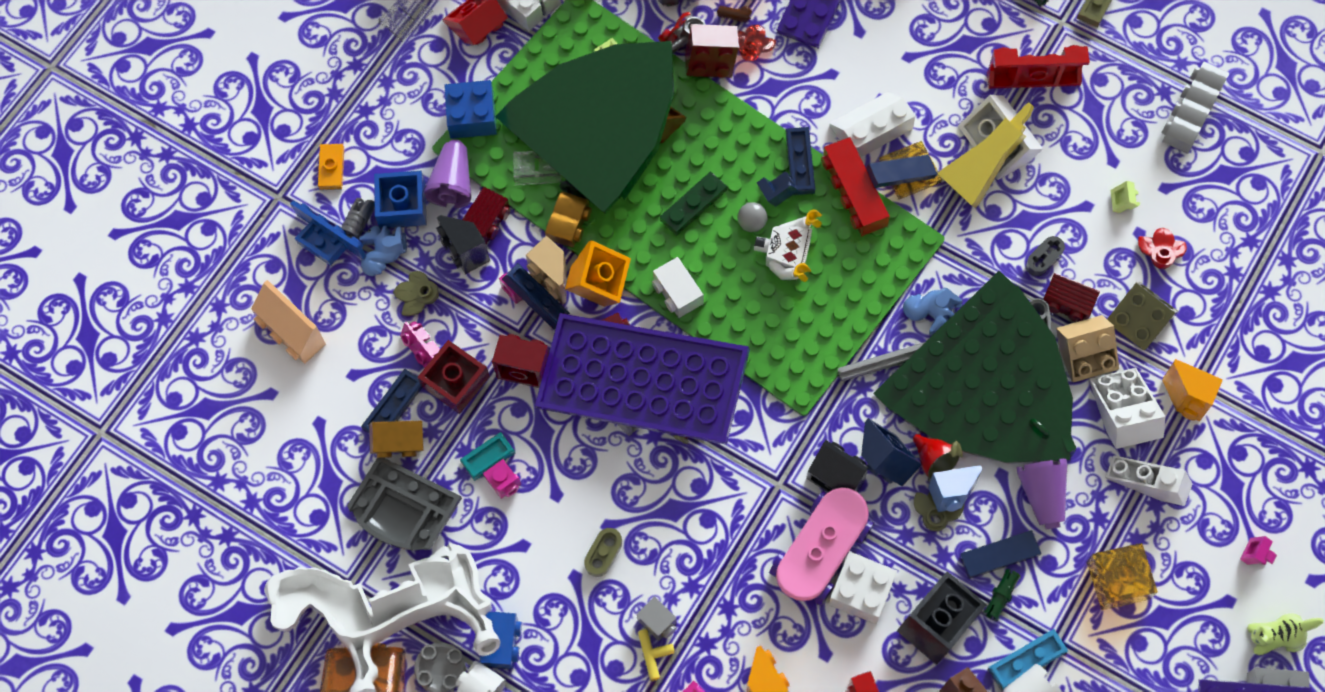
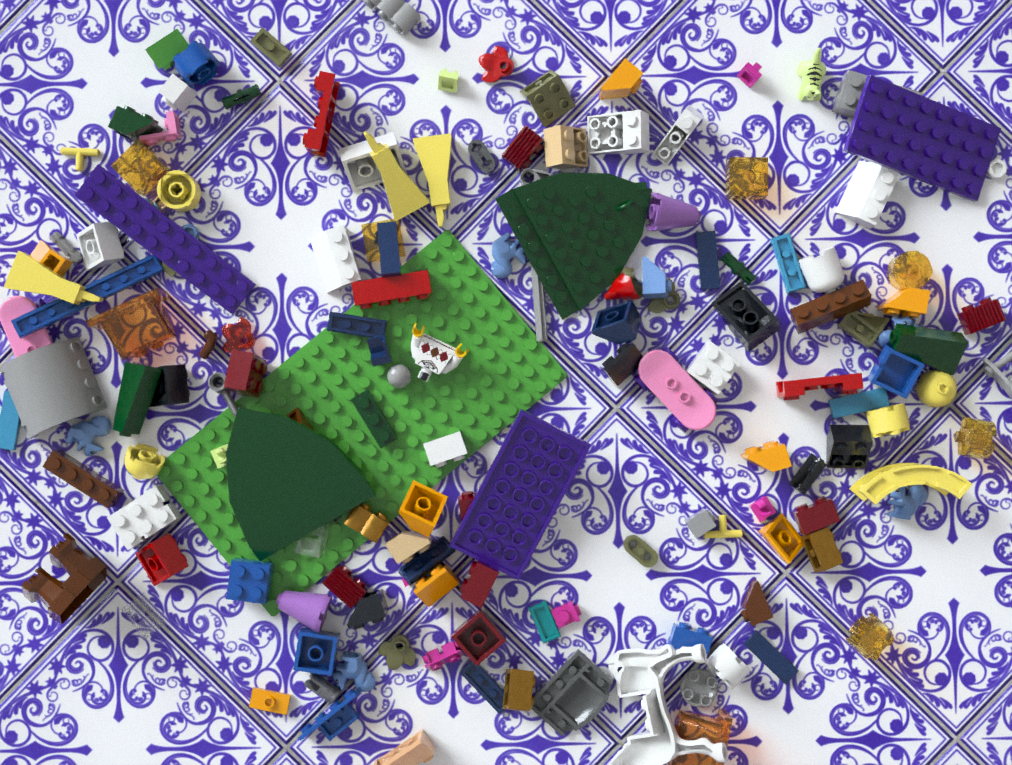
camera: 75 degrees left, 20 degrees up
(507, 311) = (436, 585): none -> light orange slope
(670, 35) = (219, 404): red plate -> none
(1022, 204) = (435, 159): none -> light yellow piece

